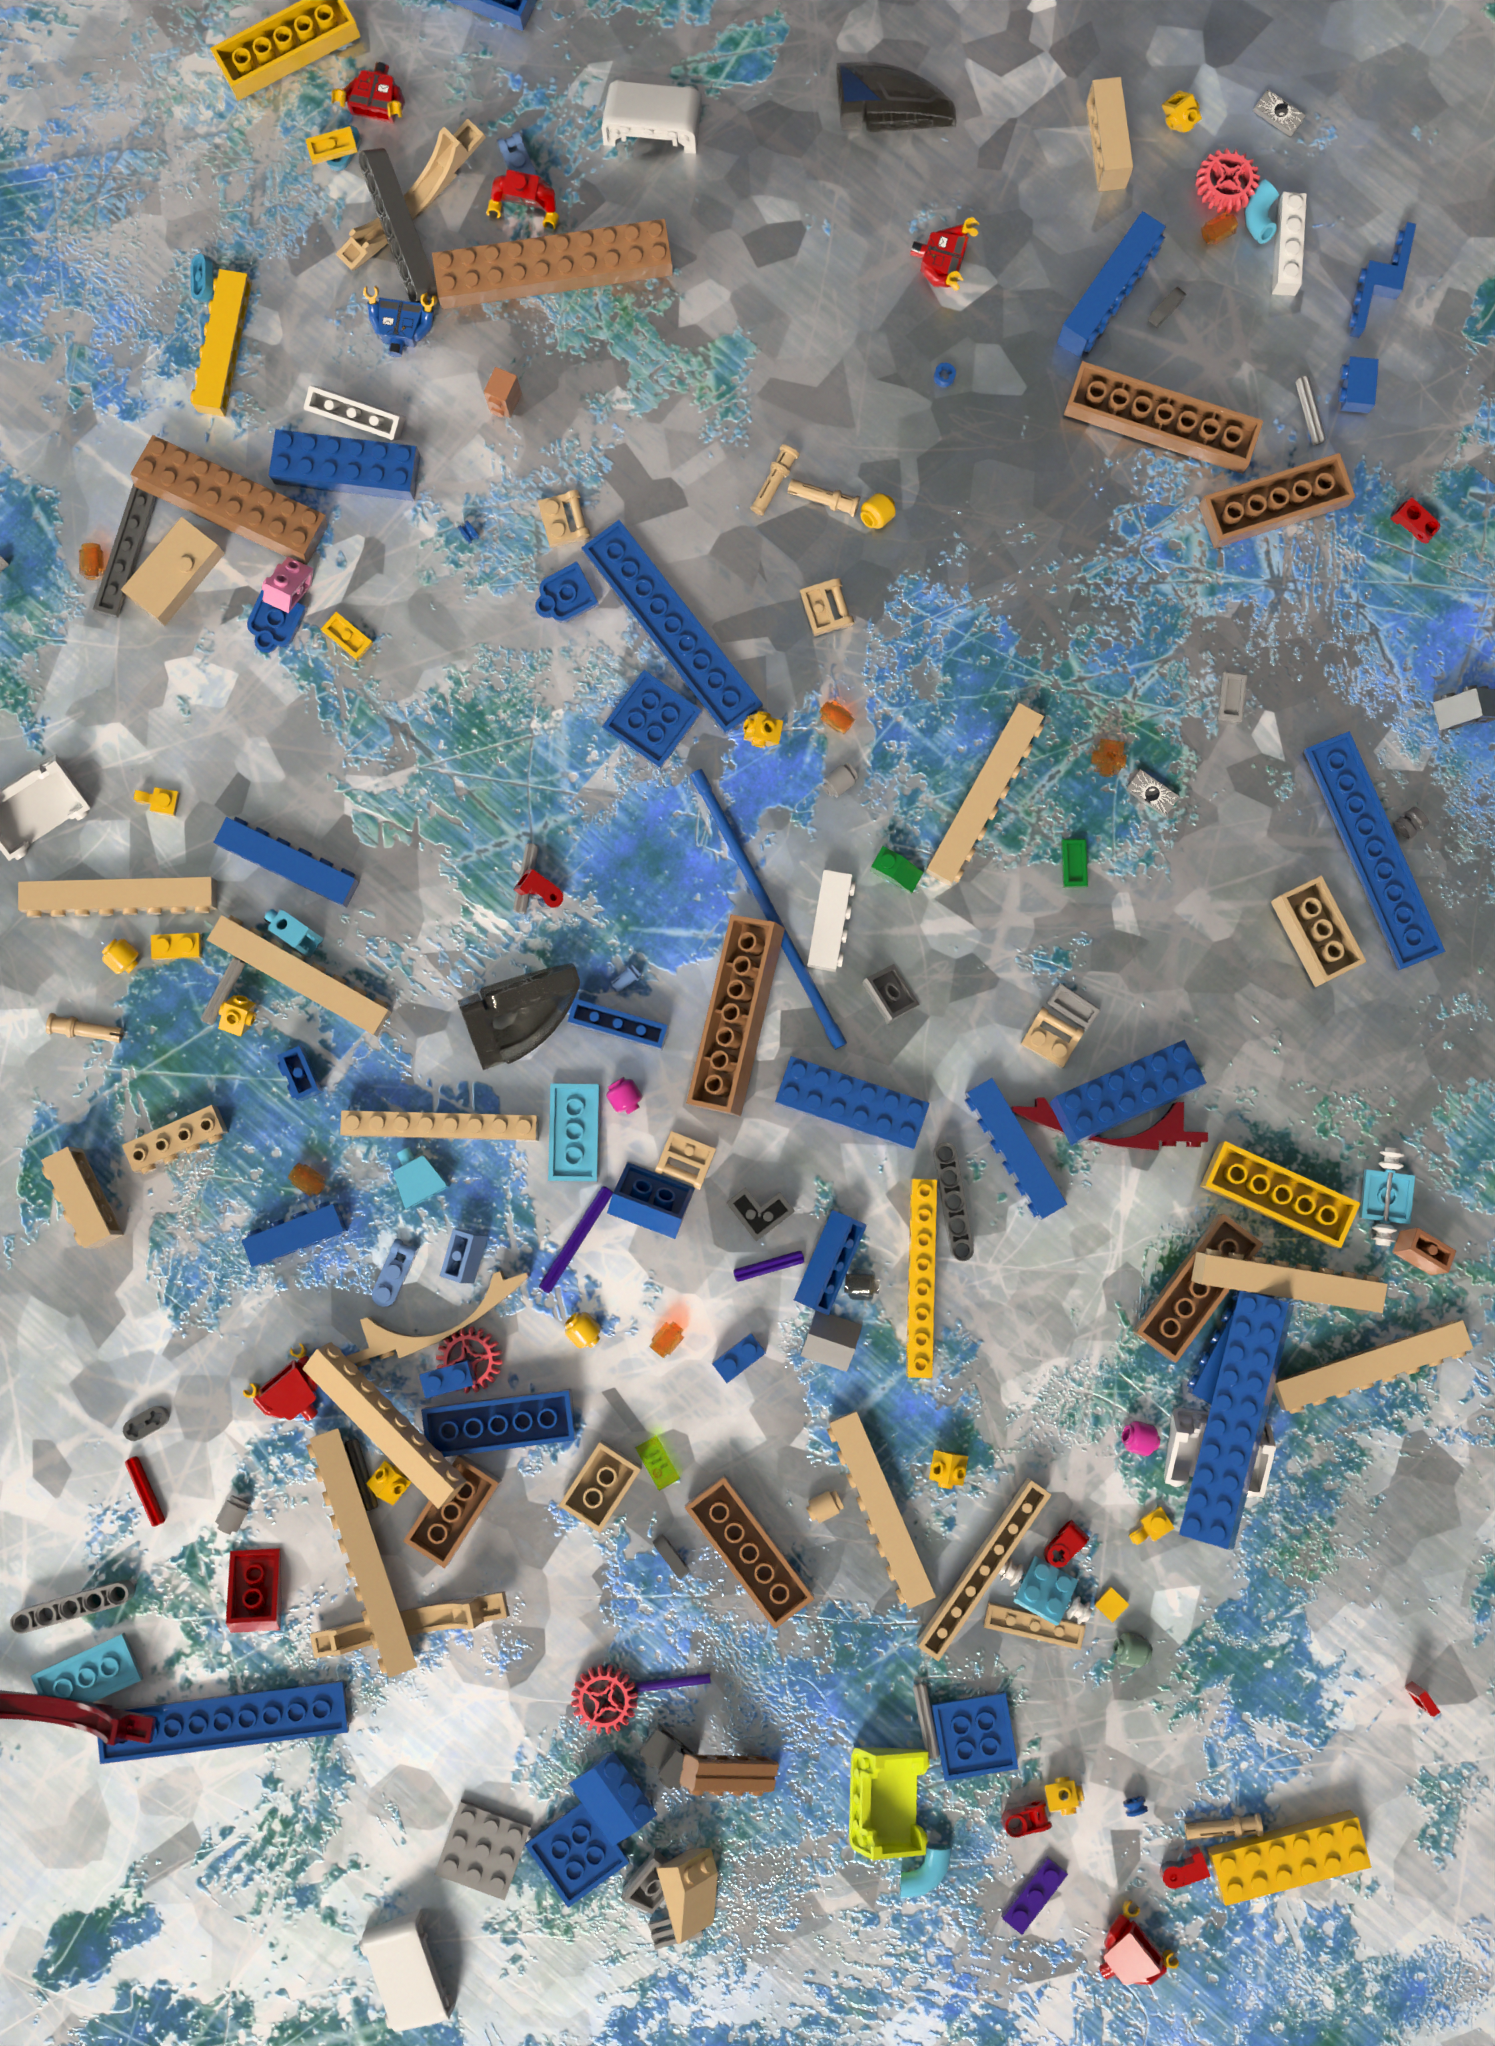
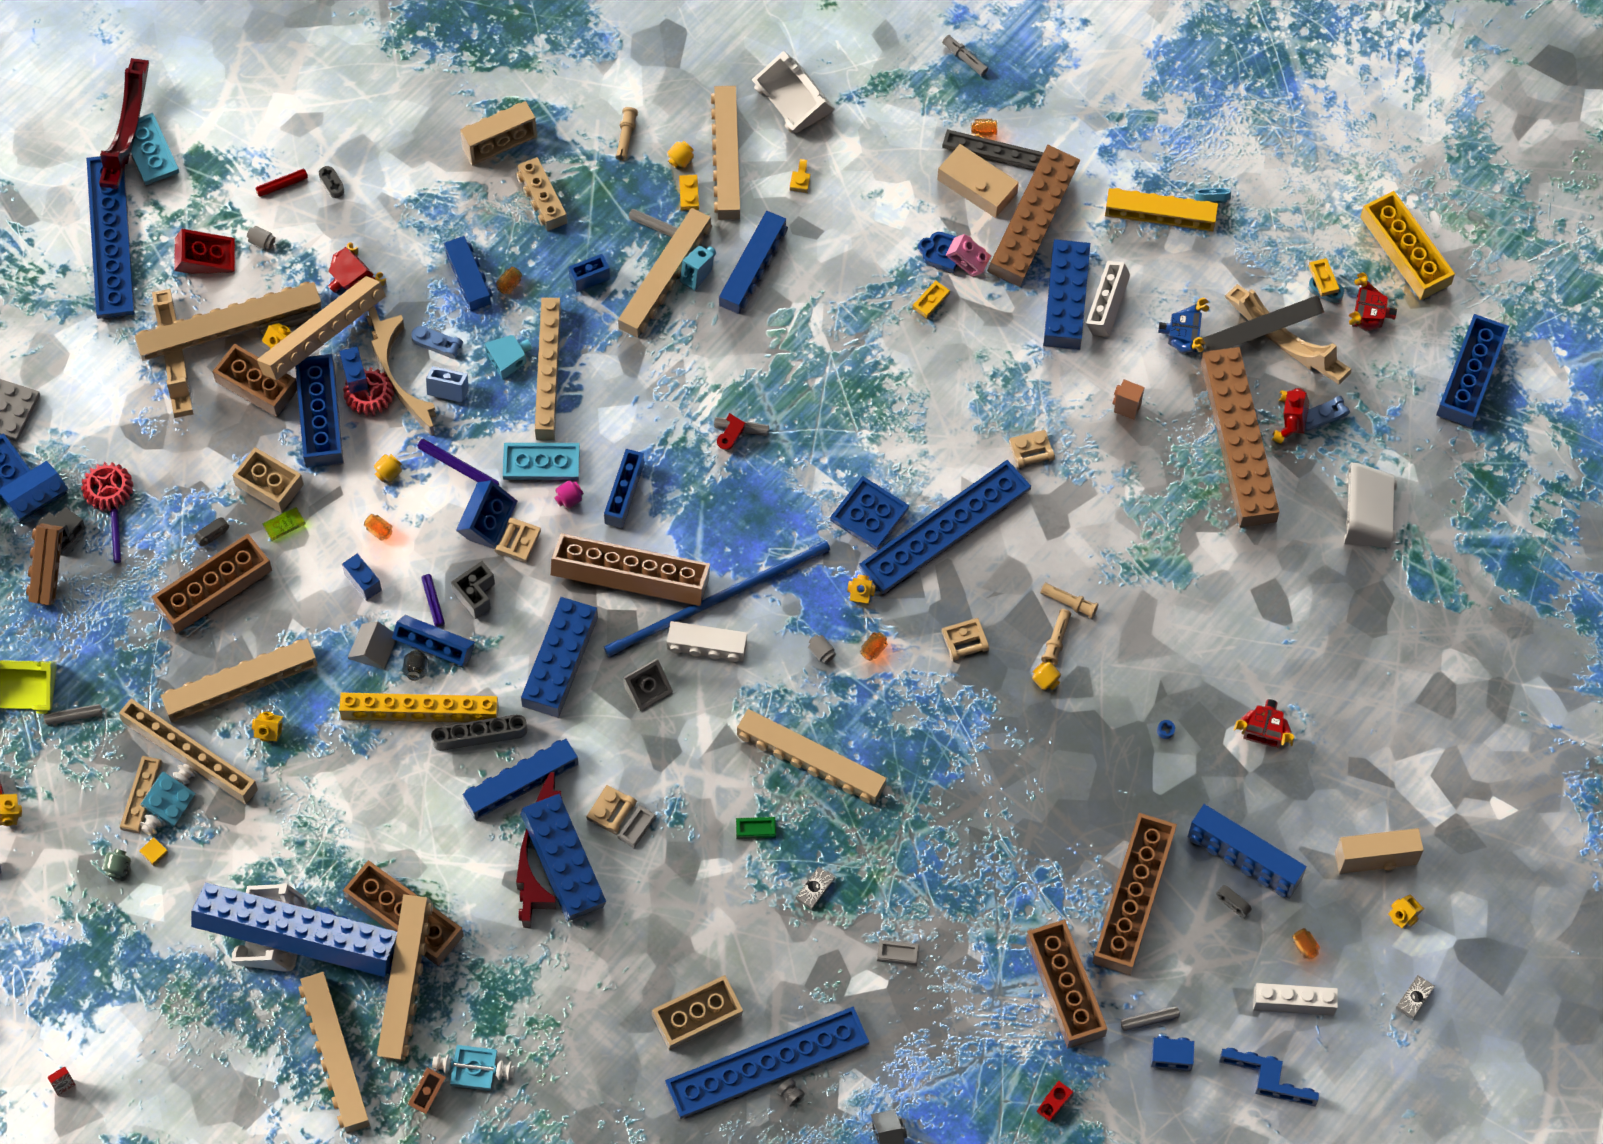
camera: 85 degrees right, 20 degrees down
(61, 1609) = (200, 131): light grey beam -> none
(237, 1015) = (634, 230): yellow brick -> none
(468, 532) = (1017, 381): blue bush -> none
(518, 1013) = (632, 415): clear smoke panel -> none
(565, 595) = (969, 451): blue plate -> none
(625, 978) = (664, 499): medium blue pin -> none
(825, 1506) = (243, 639): tan brick -> none
(890, 99) = (1400, 681): clear smoke panel -> none
(896, 870) = (748, 689): green slope -> none
(975, 1736) = (58, 748): blue plate -> none
(1069, 1540) = (205, 816): red piece -> none
(1114, 752) = (842, 849): clear orange brick -> none
(1140, 1438) = (283, 871): dark pink head -> none
(1154, 1525) = (215, 879): yellow plate -> none
(1225, 168) = (1359, 939): coral gear -> none
(1257, 211) = (1323, 975): medium azure cylinder -> none
(1280, 1194) = (477, 978): yellow brick -> none

